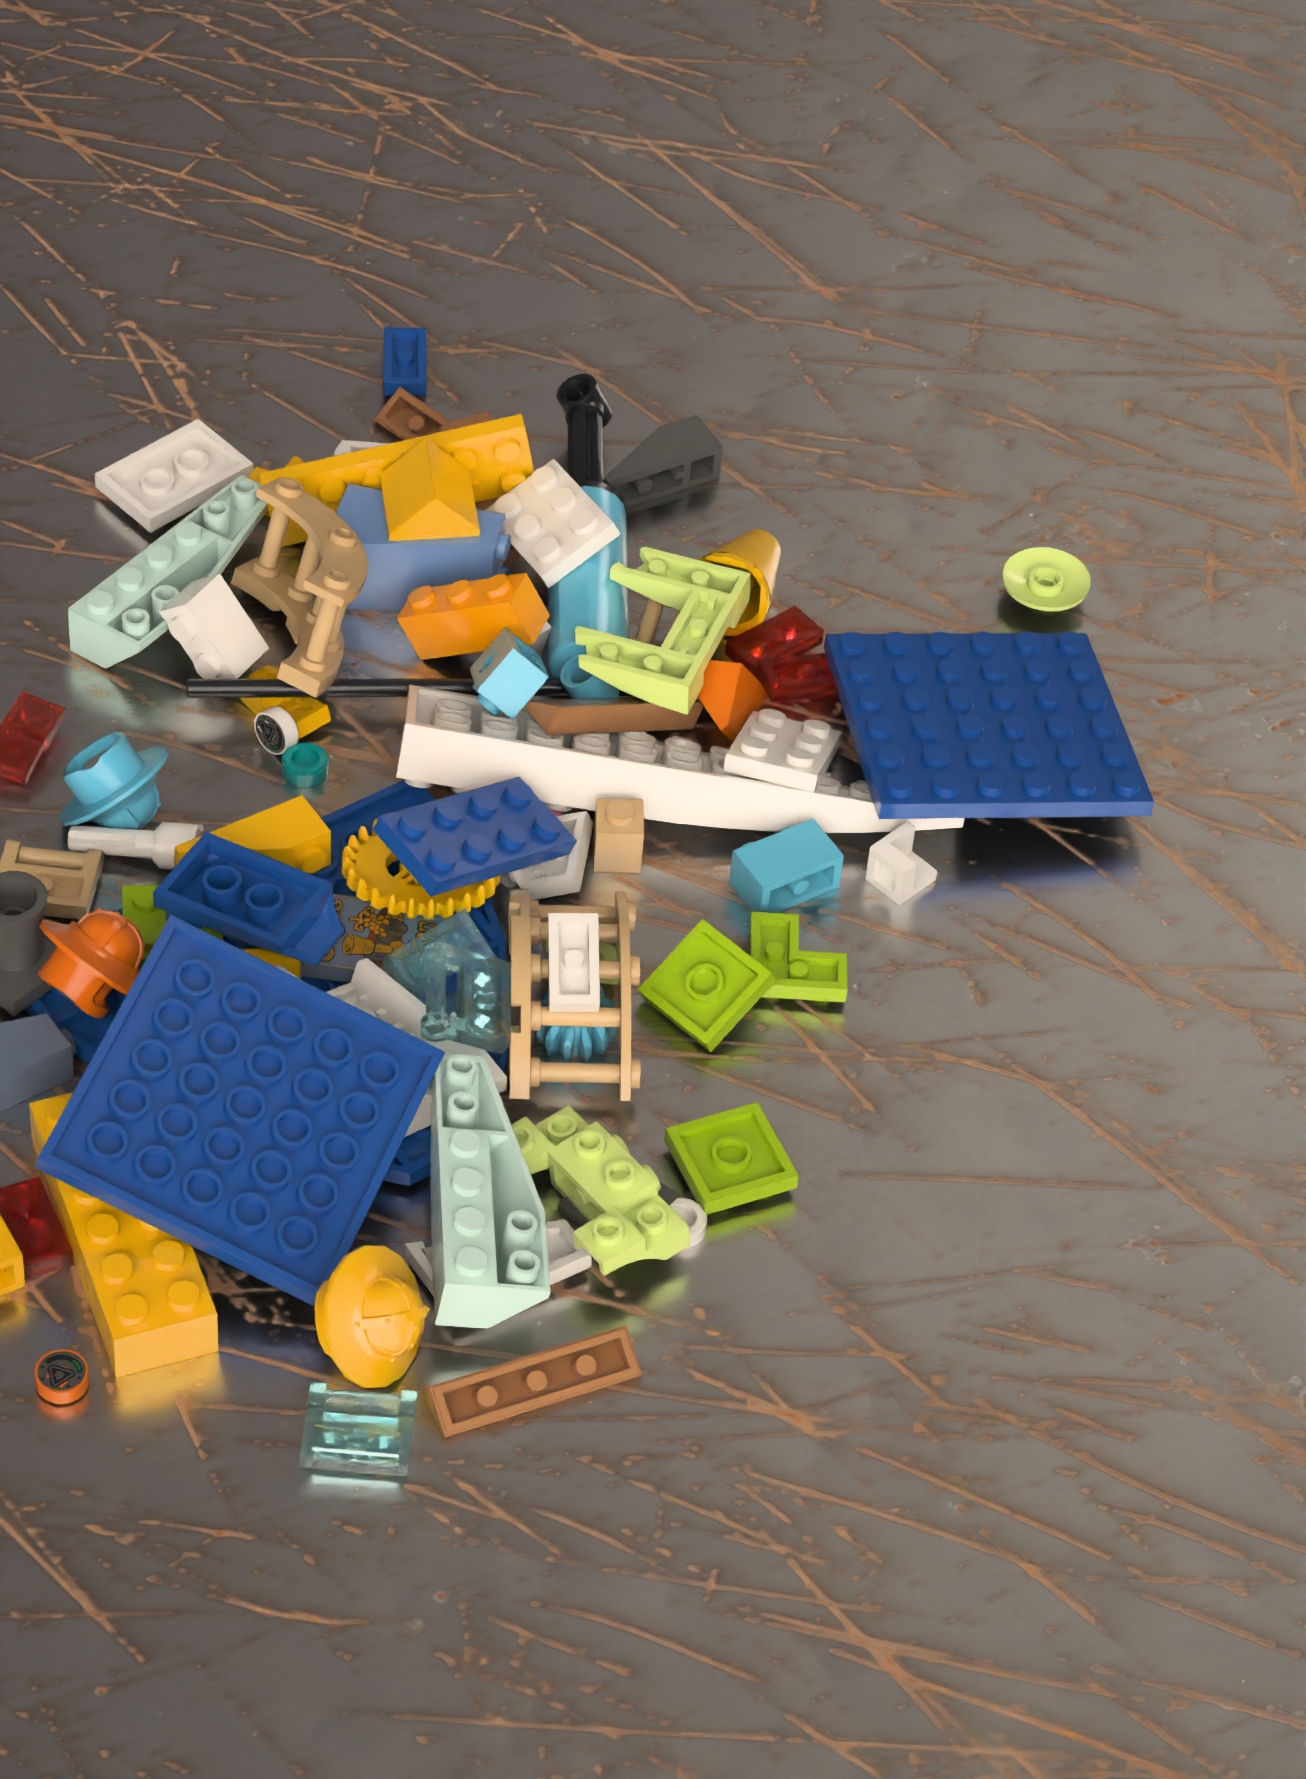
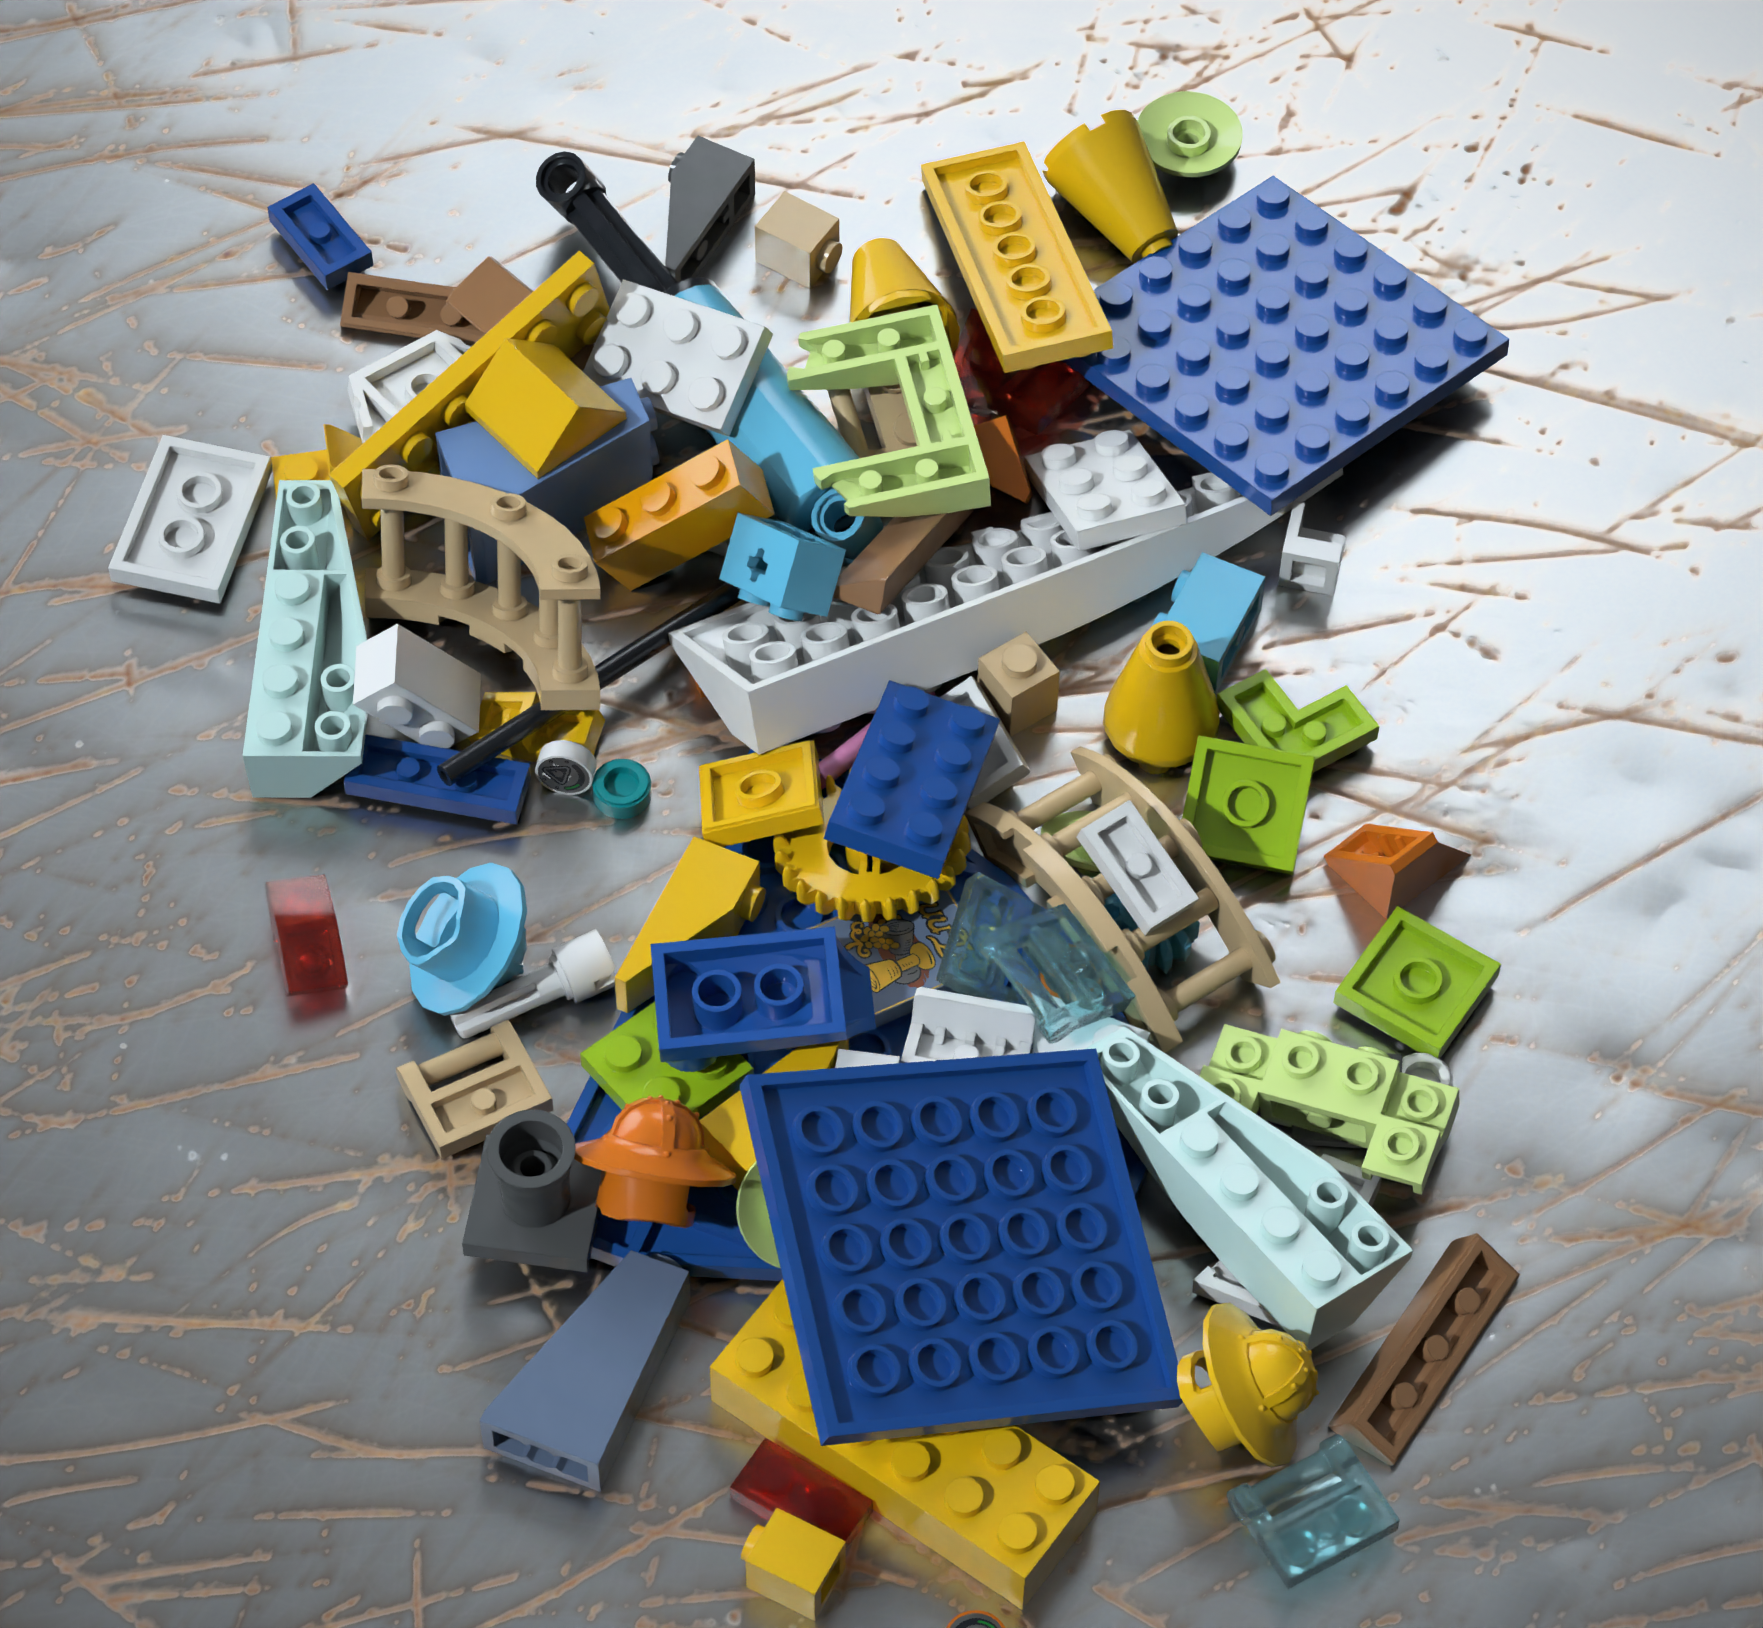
camera: 30 degrees left, 10 degrees up
(165, 678) = (409, 776): none -> blue plate
(369, 794) = (761, 794): none -> yellow tile
(706, 885) = (1162, 700): none -> yellow cone
(714, 510) = (798, 240): none -> tan brick
(786, 1083) = (1392, 864): none -> orange slope
(845, 585) = (1016, 257): none -> yellow plate
(960, 573) = (1114, 184): none -> yellow cone

